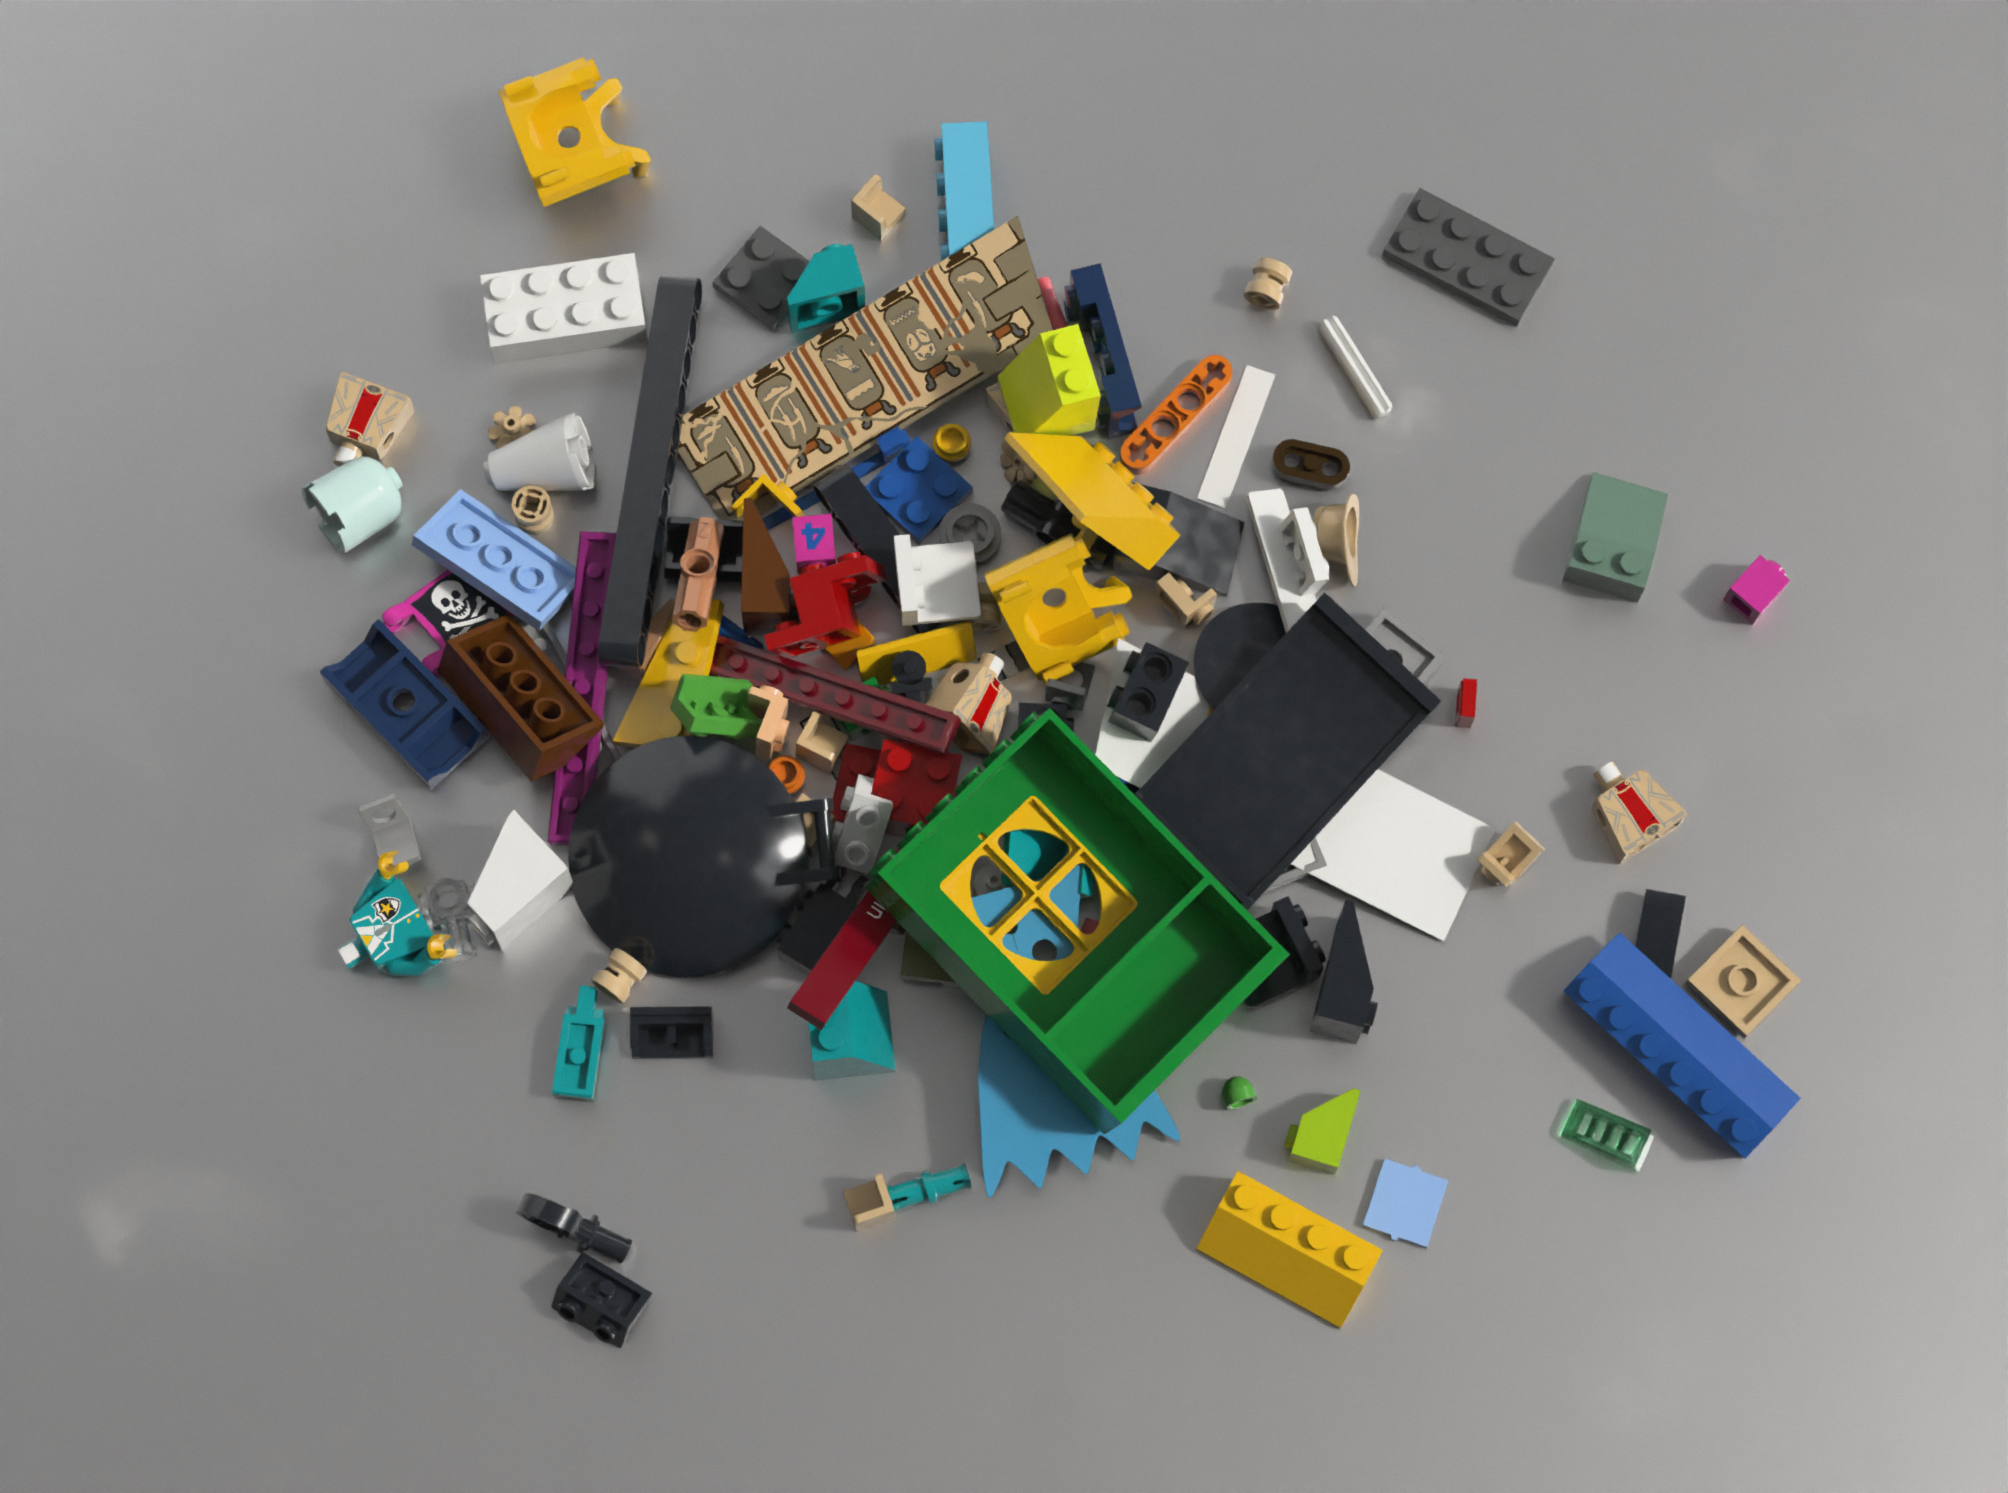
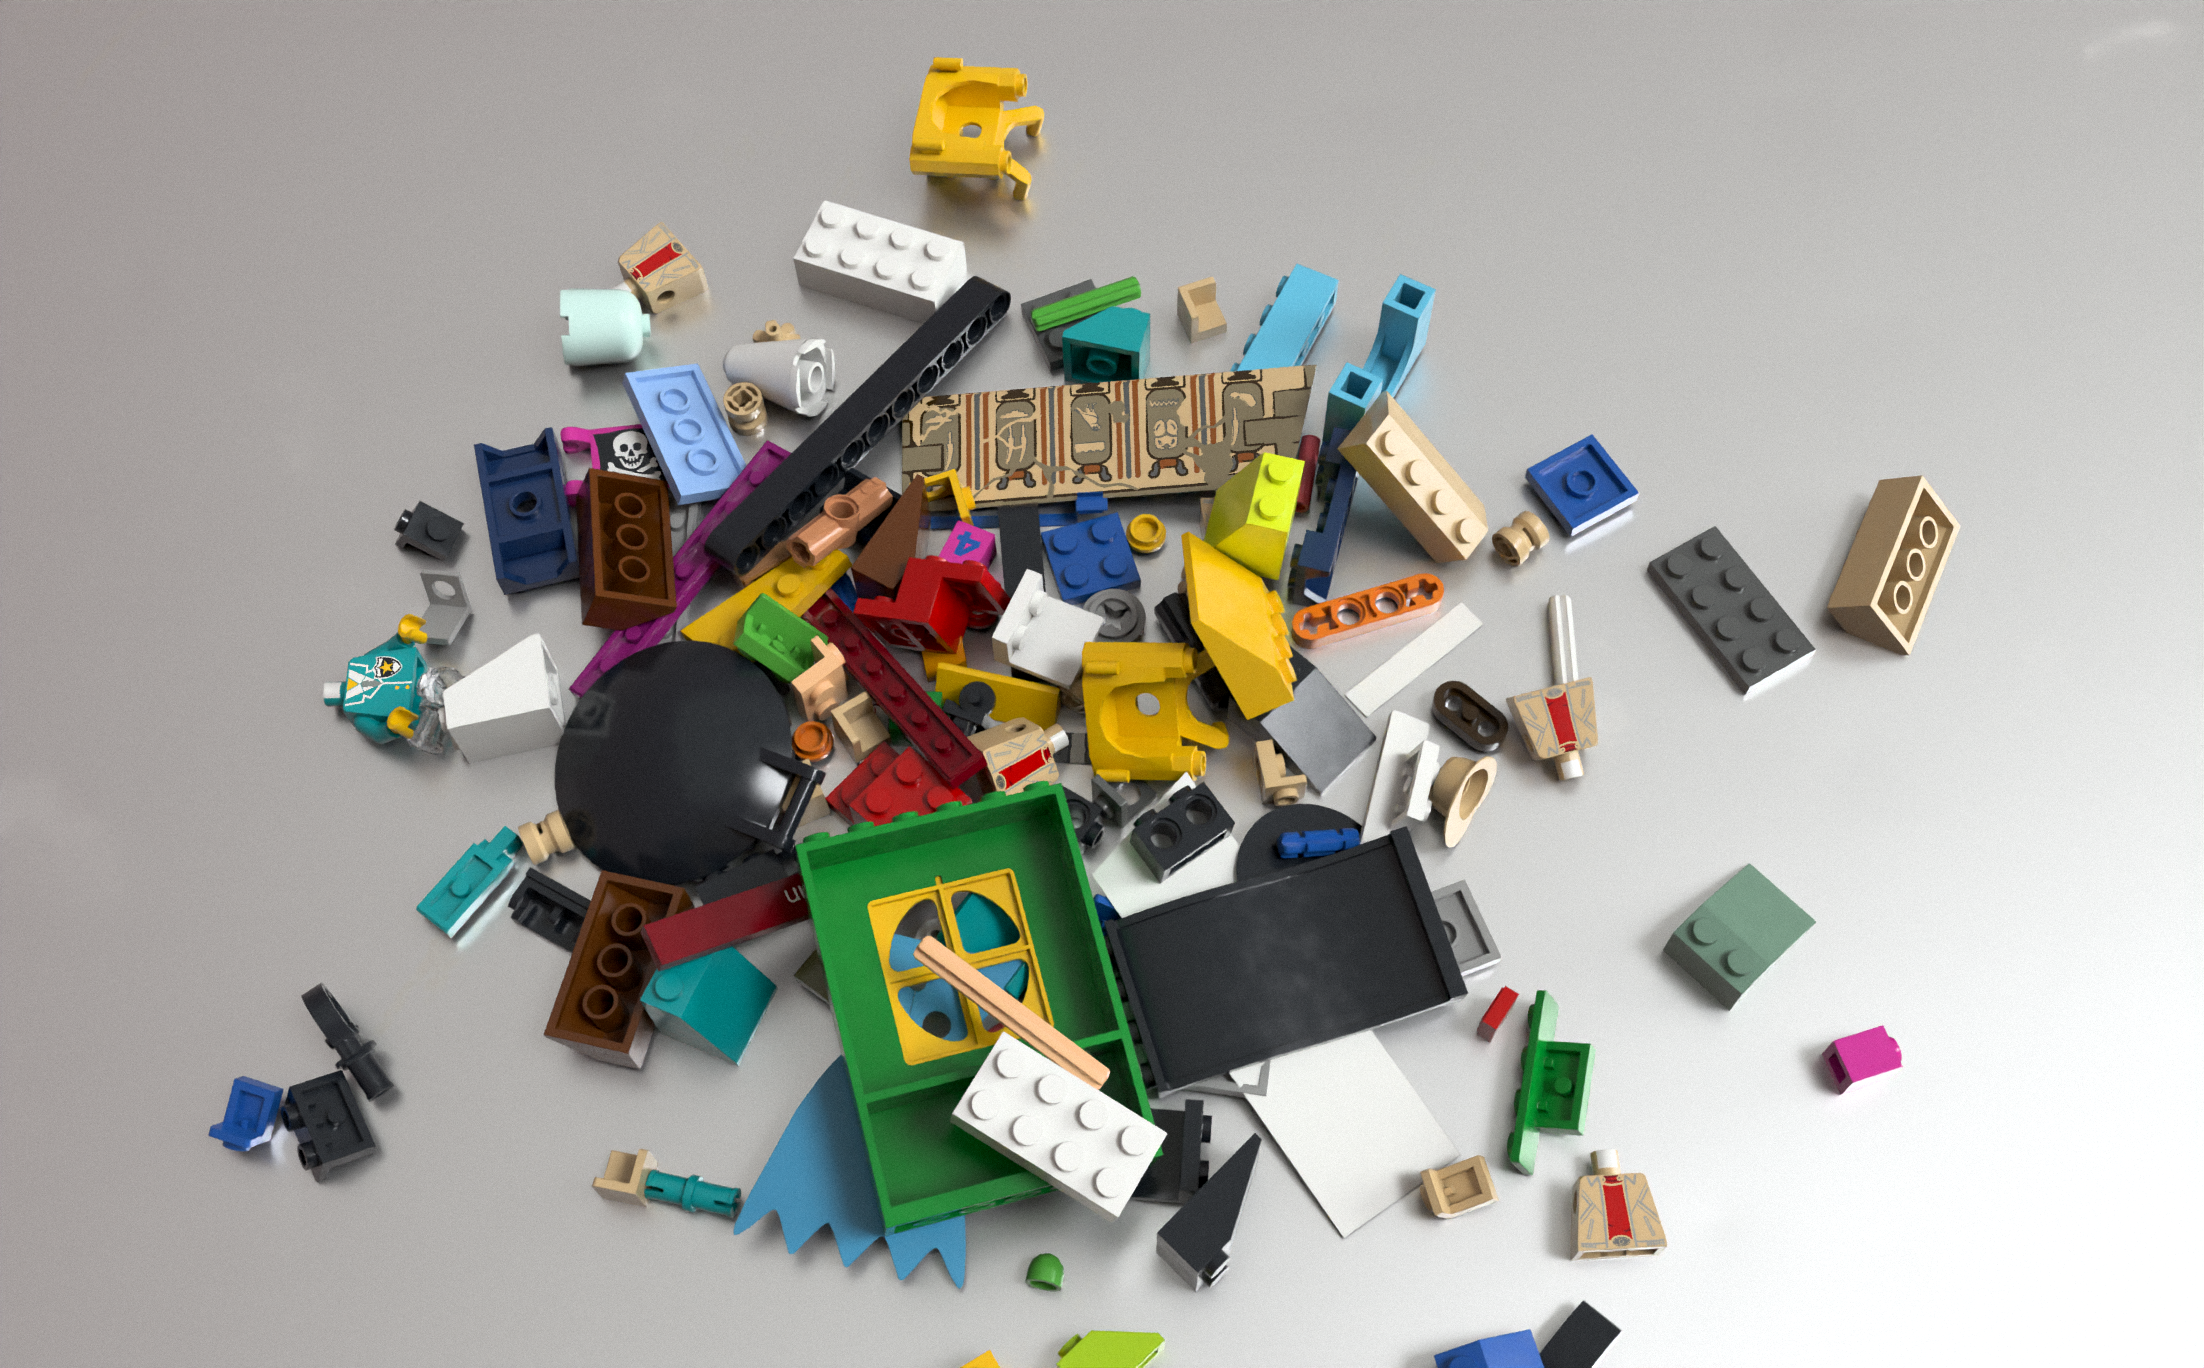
camera: 35 degrees right, 10 degrees down
(324, 770) = (428, 530): none -> black bracket
(532, 1327) = (248, 1115): none -> blue bracket
(758, 1046) = (611, 968): none -> reddish brown slope
(776, 255) = (1085, 303): none -> bright green axle
(863, 827) = (844, 806): white bracket -> none
(1068, 187) = (1396, 347): none -> medium azure arch
(1116, 910) = (1010, 1012): none -> light nougat axle
(1162, 282) = (1415, 481): none -> tan slope
(1207, 977) = (1058, 1127): none -> white brick
(1254, 639) = (1316, 842): none -> blue axle
(1291, 206) = (1581, 485): none -> blue plate
(1386, 434) = (1558, 723): none -> tan torso
(1539, 736) = (1553, 1085): none -> green bracket
(1580, 148) = (1894, 564): none -> tan slope

